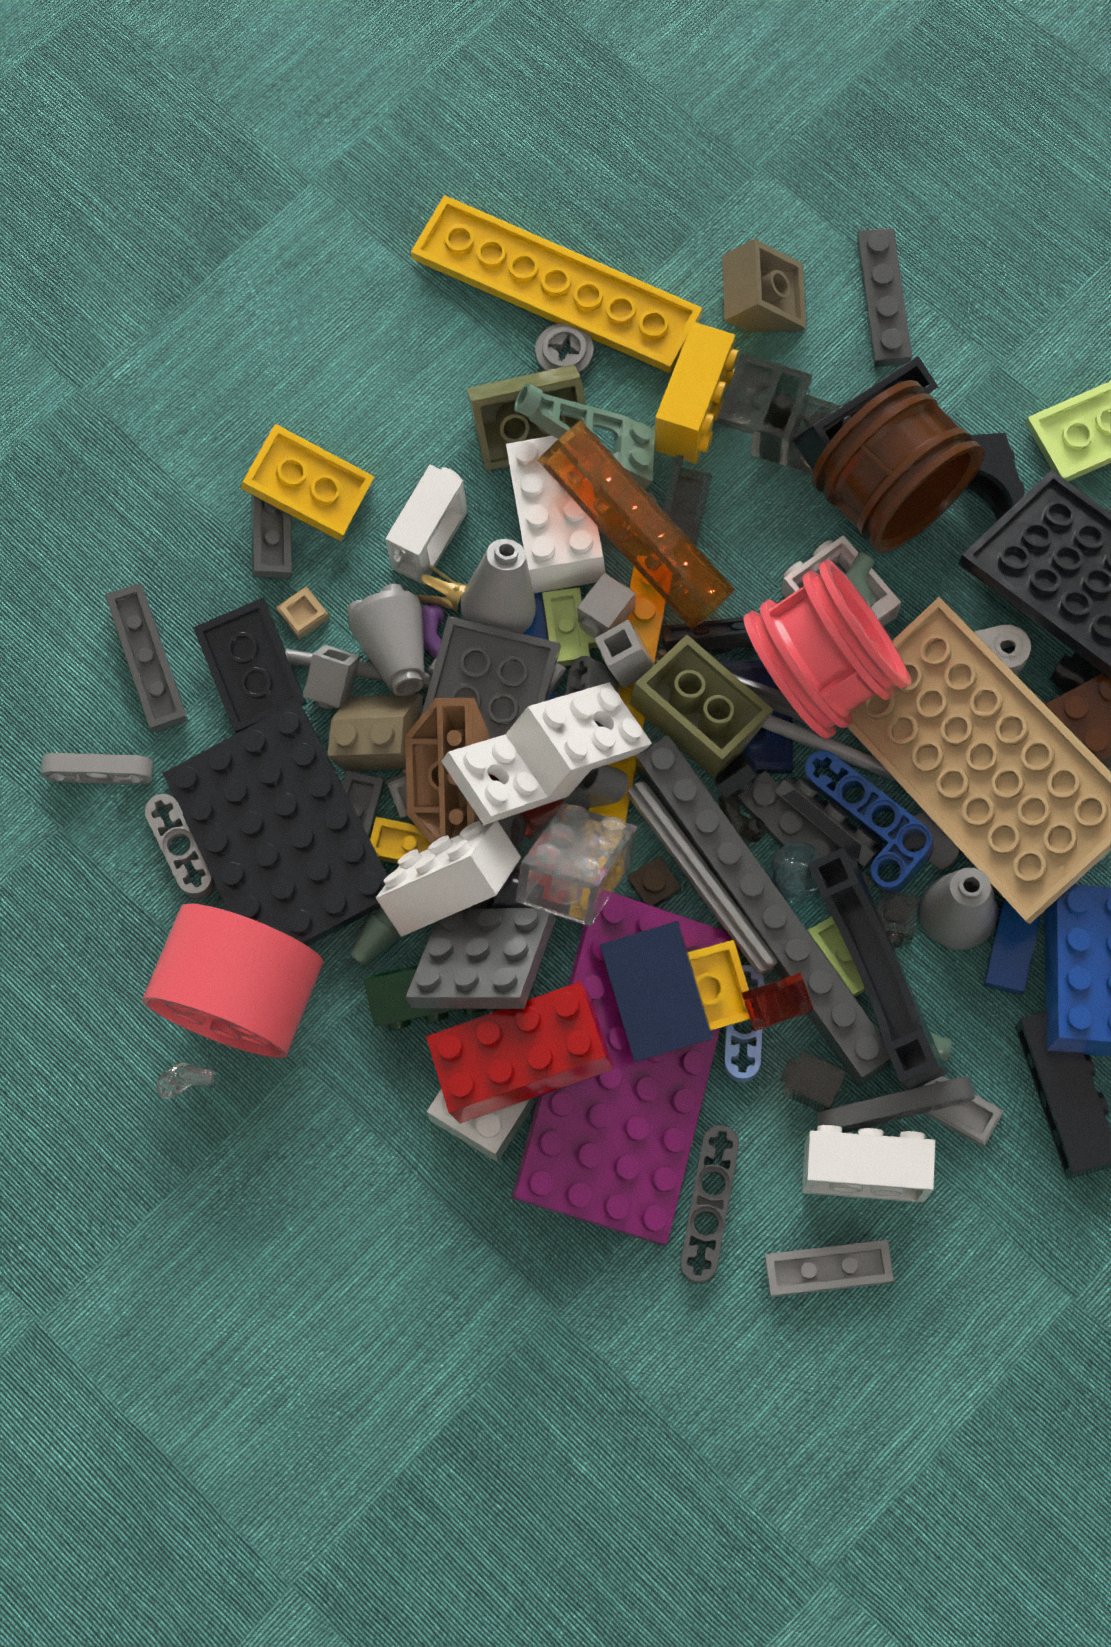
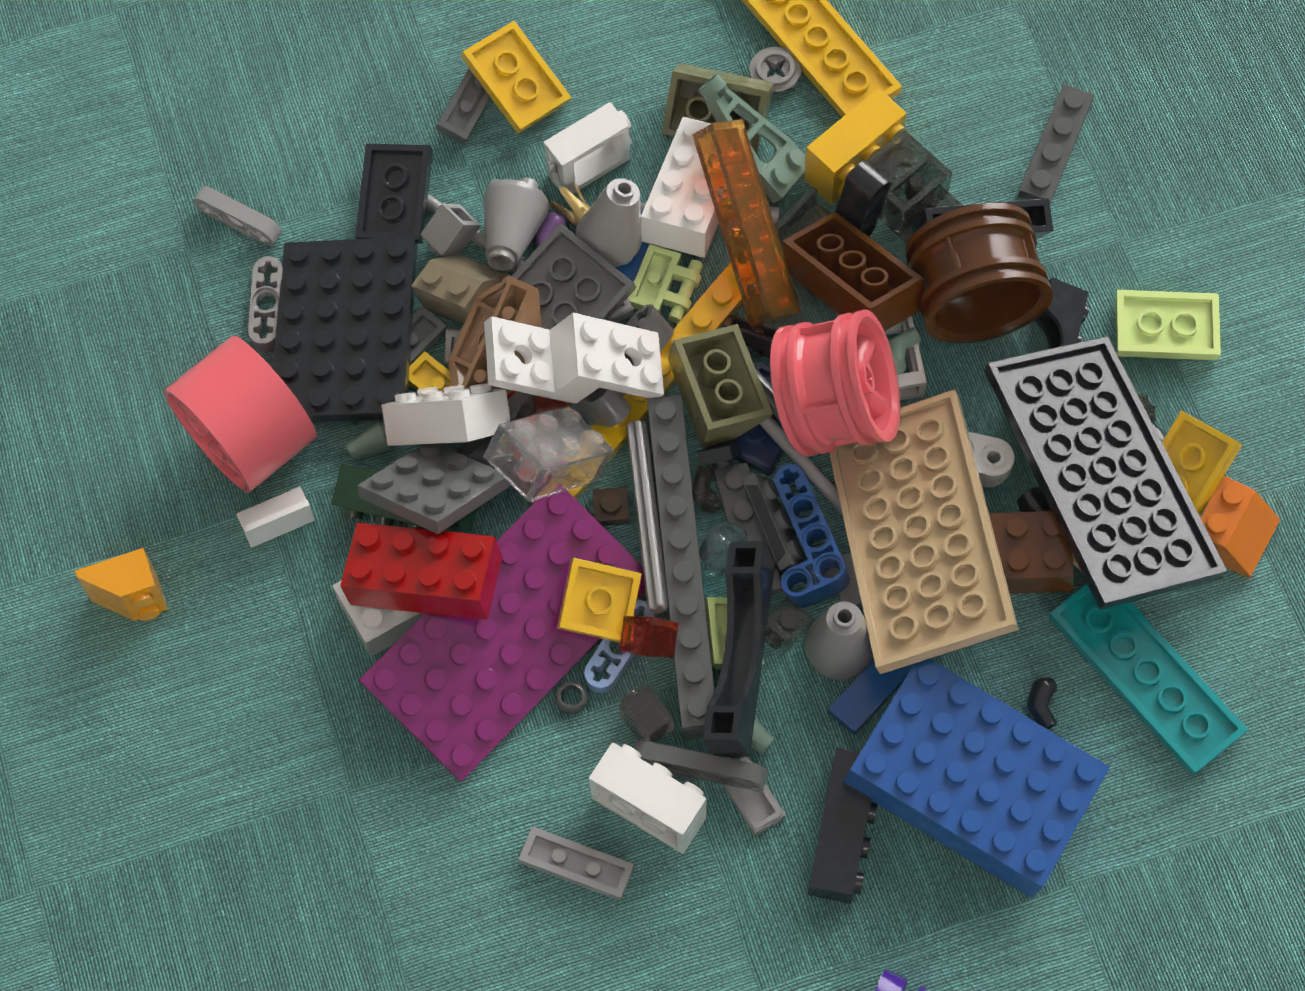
camera: 25 degrees right, 5 degrees down
(146, 658) = (321, 152): dark grey plate -> none
(183, 1076) = (168, 474): clear arm -> none
(210, 1222) = (125, 586): none -> light orange slope
(302, 613) = (459, 175): tan tile -> none
(318, 1066) = (275, 517): none -> white panel
(605, 606) = (688, 276): light grey brick -> none
(624, 653) = (681, 314): light grey brick -> none
(656, 991) = (555, 579): dark blue tile -> none
(712, 1204) = (508, 765): dark grey beam -> none
(728, 1087) = (571, 708): none -> dark grey piece
(737, 449) = (863, 197): none -> black beam
(763, 289) = (960, 94): dark tan slope -> none
(770, 525) = (852, 271): none -> reddish brown brick

